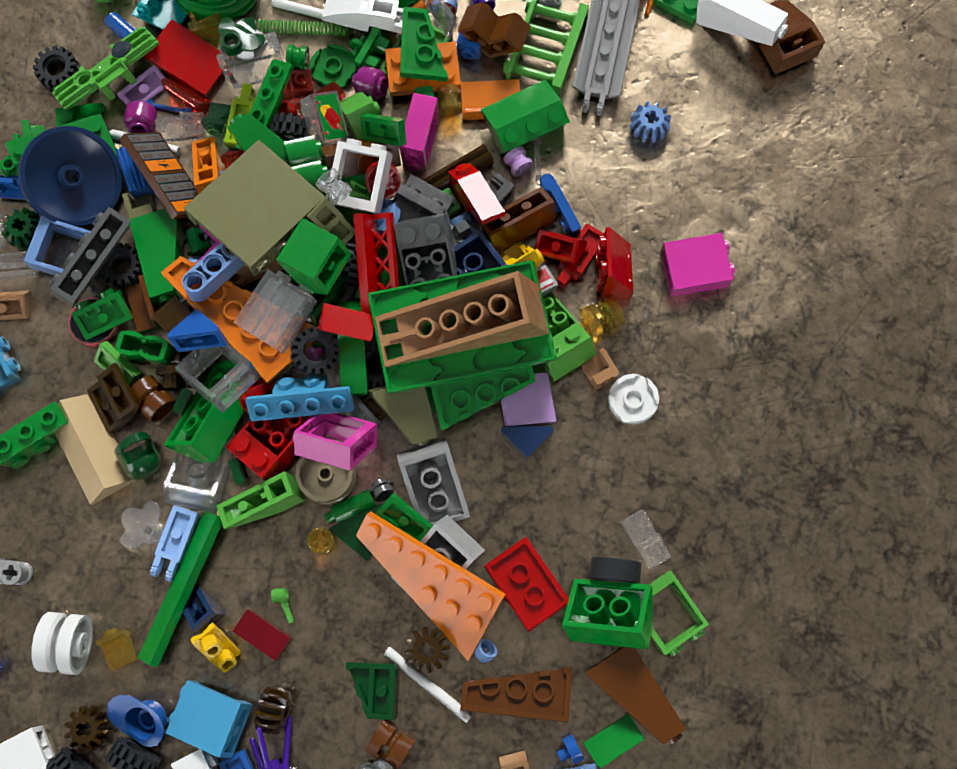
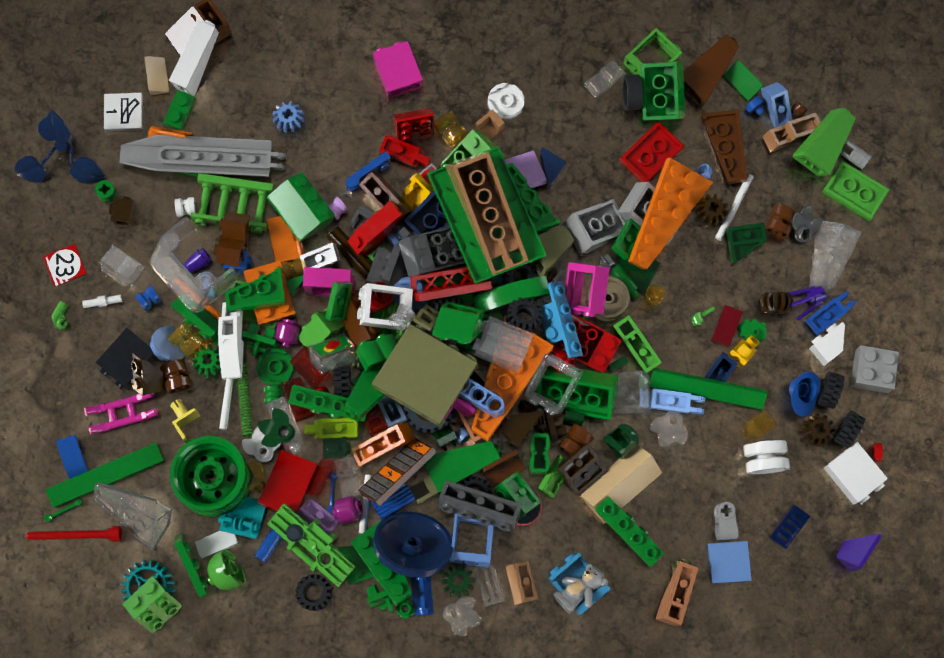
camera: 110 degrees left, 0 degrees up
(196, 333) = (528, 399): blue slope -> none
(208, 719) = (793, 346): dark azure panel -> none
(247, 669) = (752, 328): none -> green piece
(346, 322) = (501, 293): red slope -> none
(453, 128) = (321, 257): none -> slope
(560, 246) = (401, 166): red slope -> none

